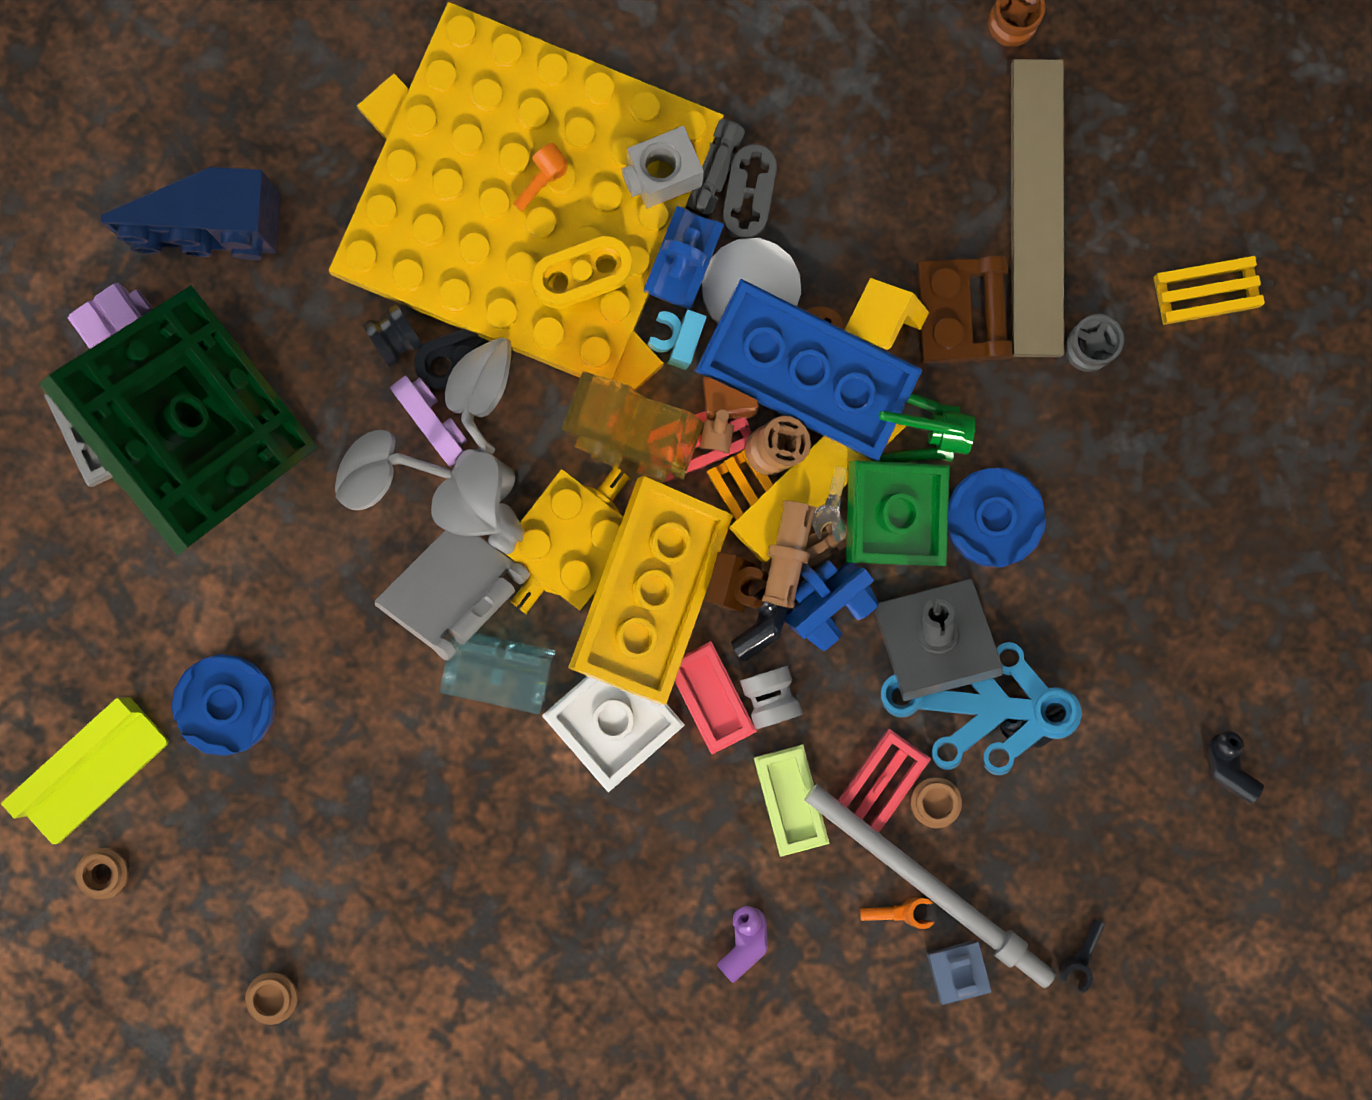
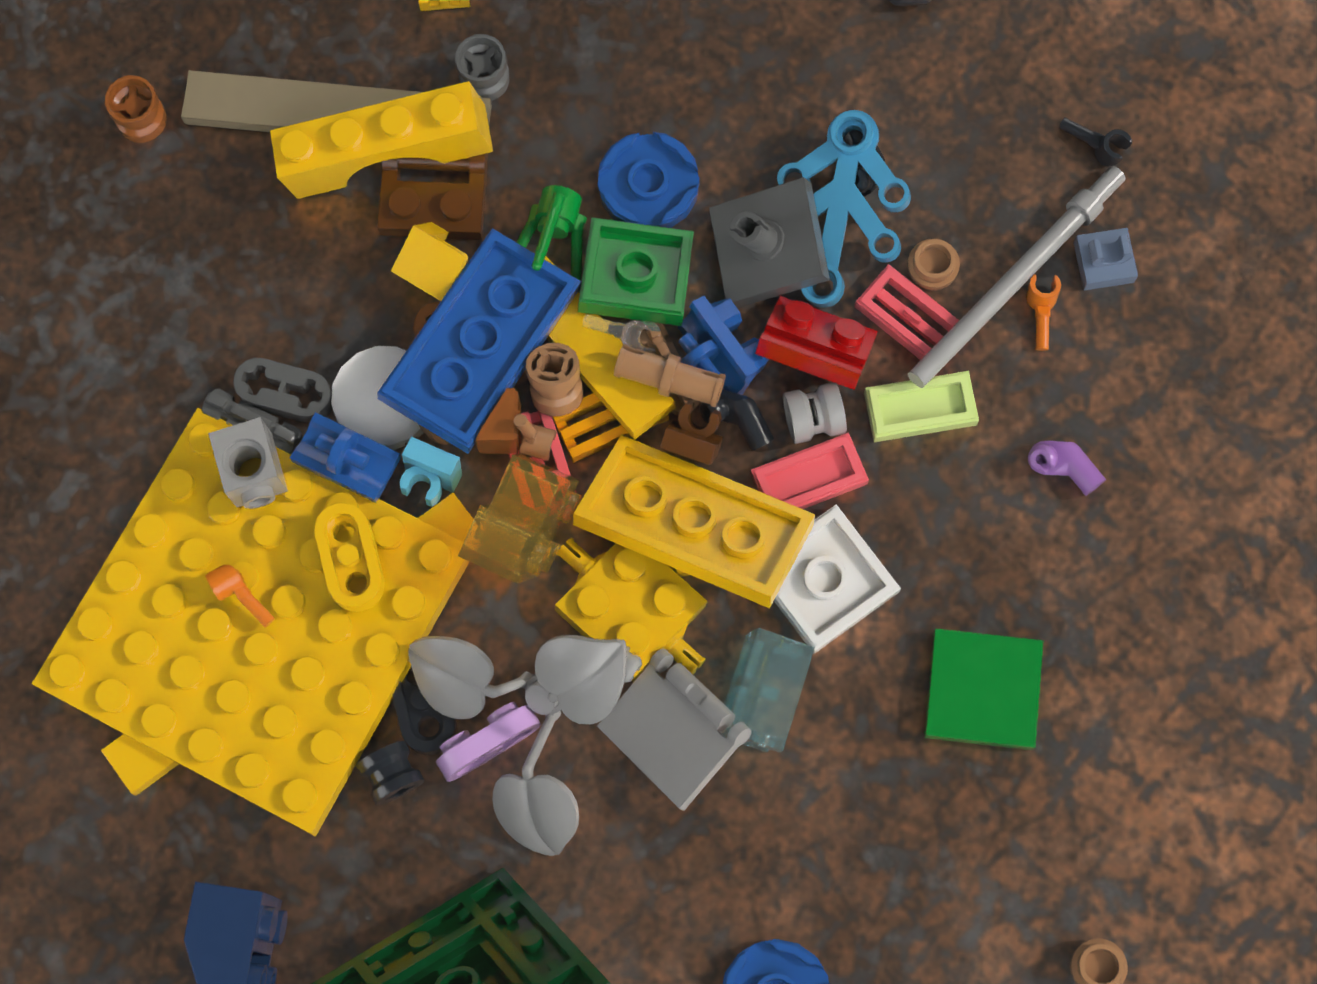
camera: 75 degrees left, 10 degrees down
(520, 877) = (984, 689): none -> green tile
(841, 693) = (816, 342): none -> red plate
(1013, 275) = (429, 125): none -> yellow arch

